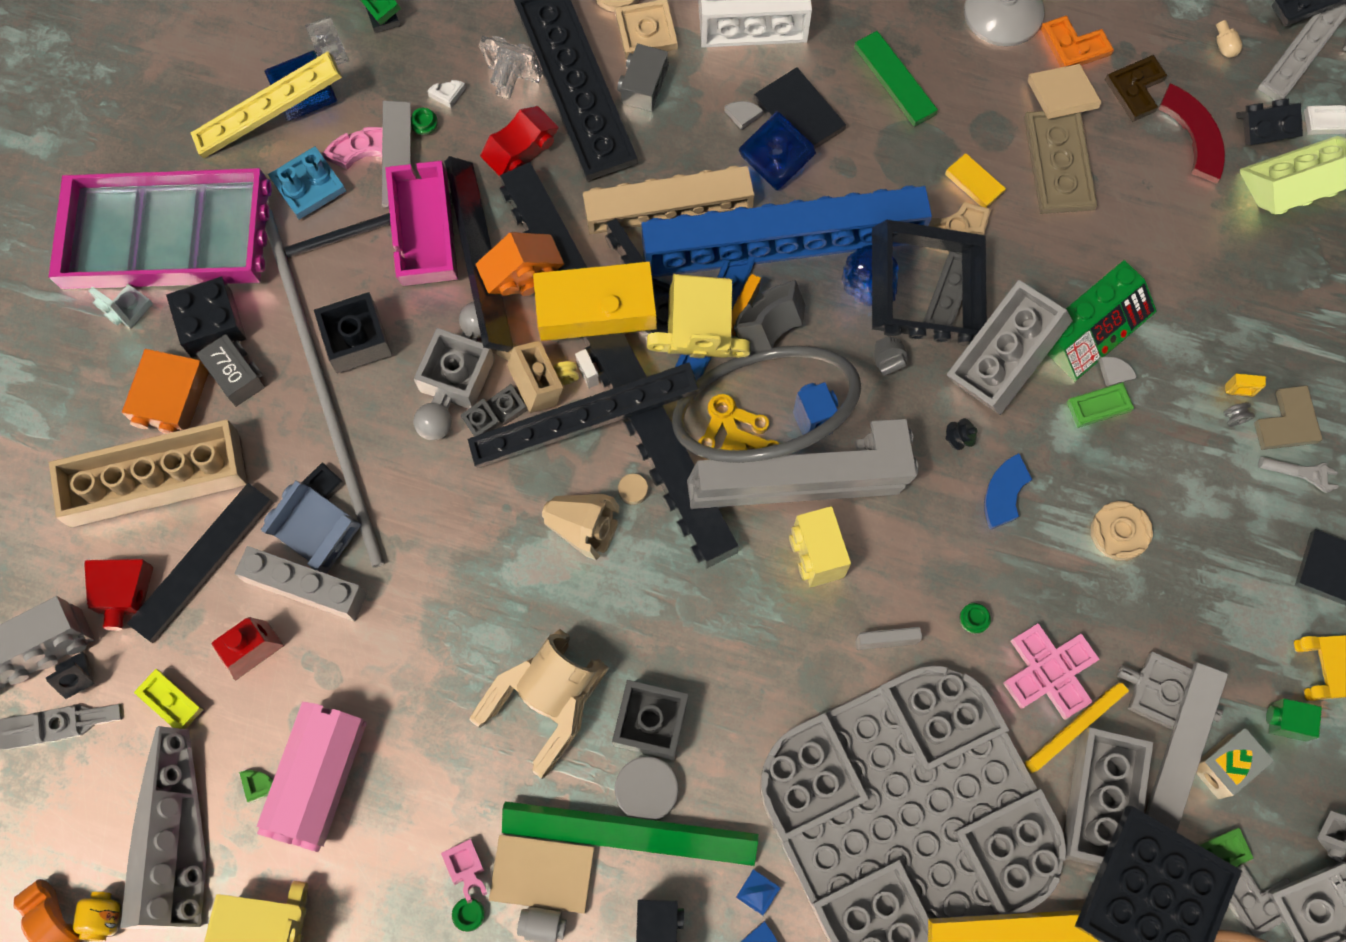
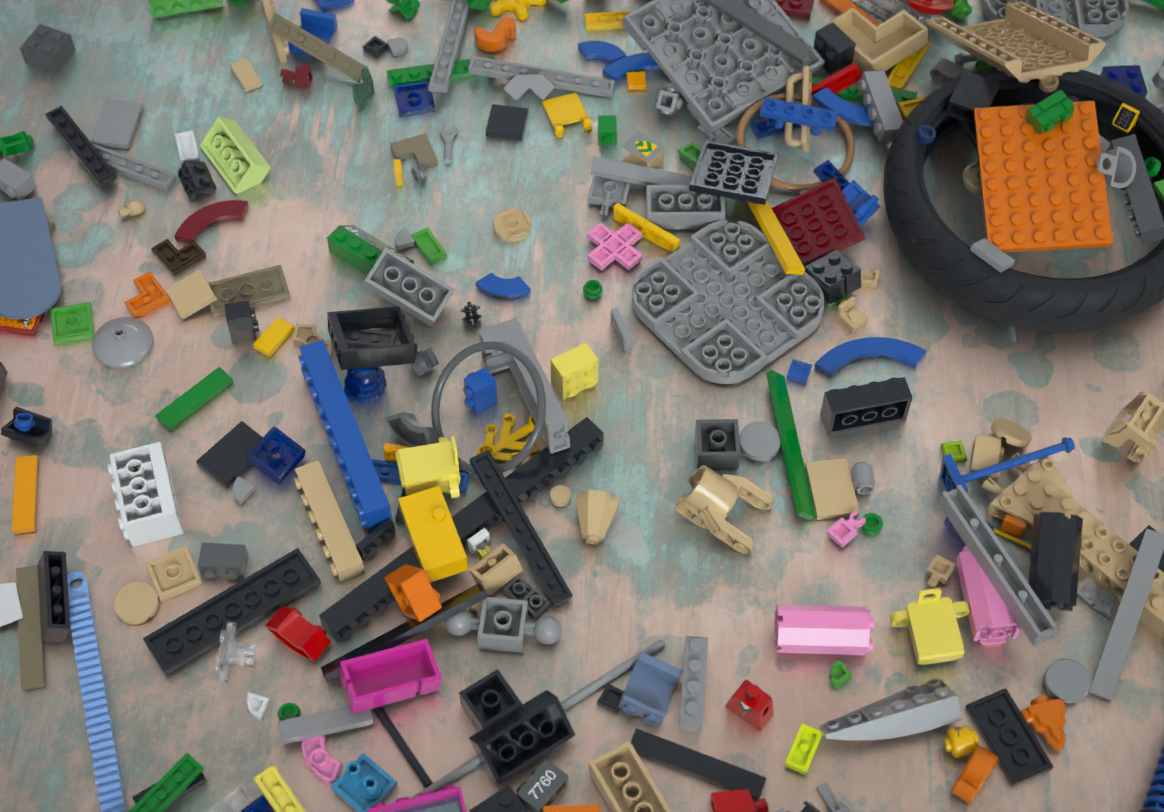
camera: 105 degrees left, 15 degrees down
(292, 354) = (522, 736): none -> black brick
(998, 135) = (241, 321): none -> black brick

